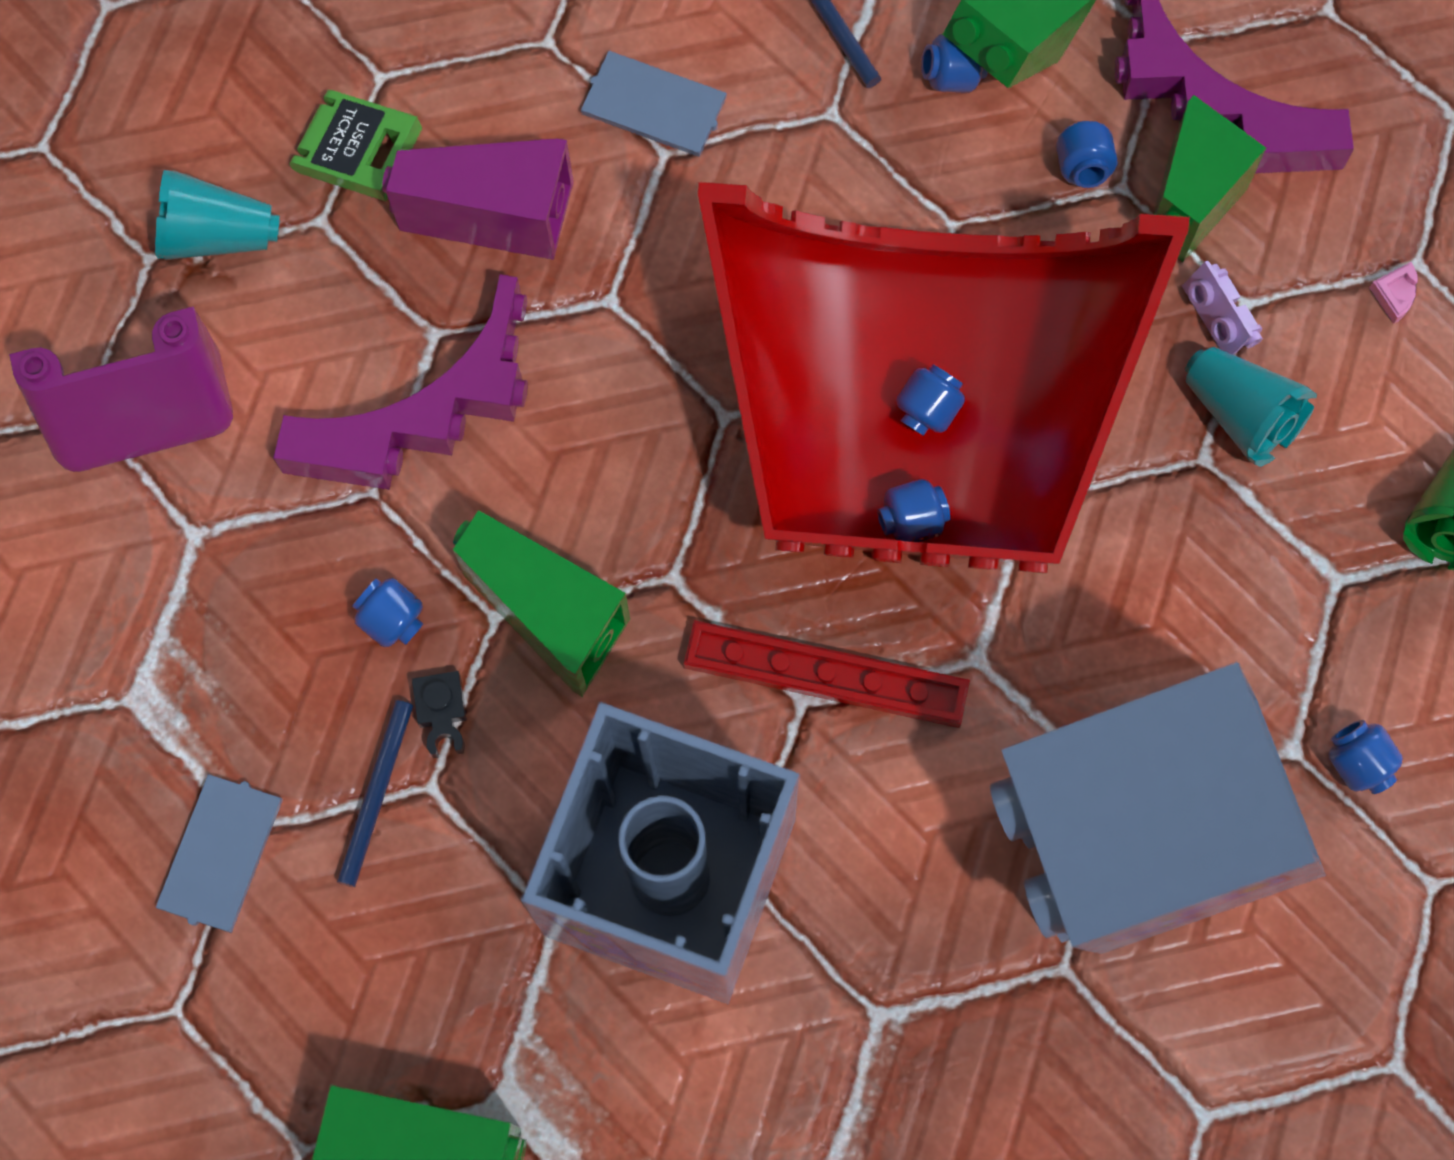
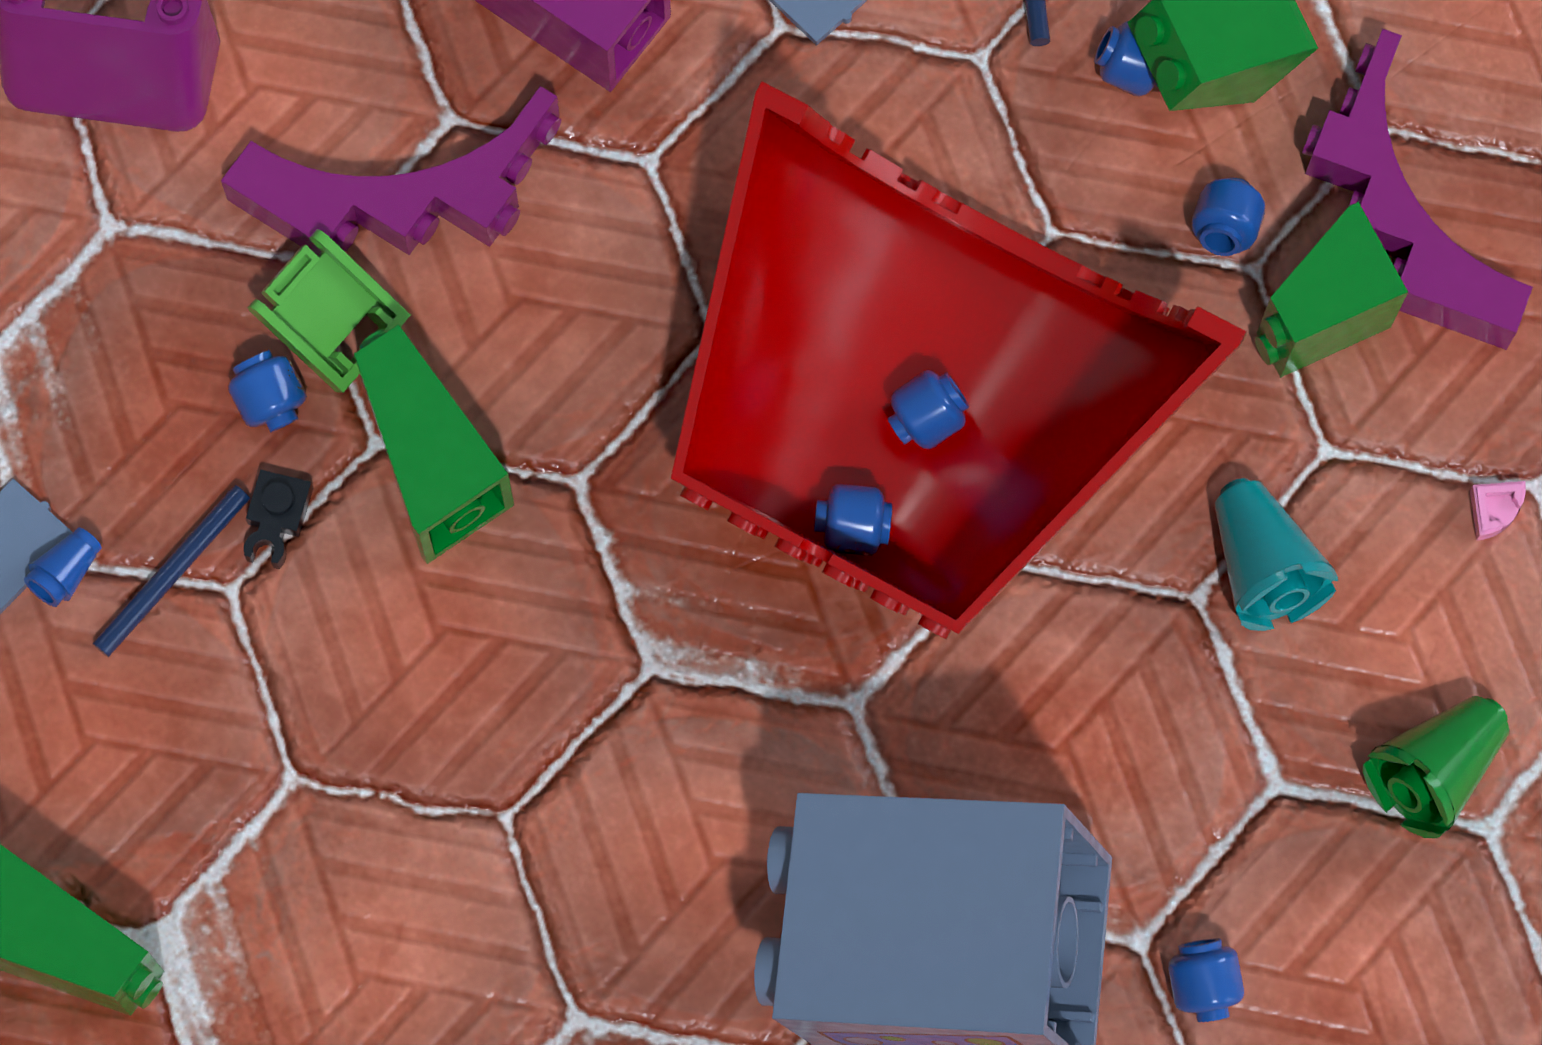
camera: 20 degrees right, 0 degrees up
(284, 830) = (62, 568): none -> blue cone
(401, 523) = (320, 304): none -> bright green container
(663, 852) = (416, 752): sand blue brick -> none
(827, 674) = (689, 650): red tile -> none
(1214, 300) = (1291, 423): lavender hinge -> none

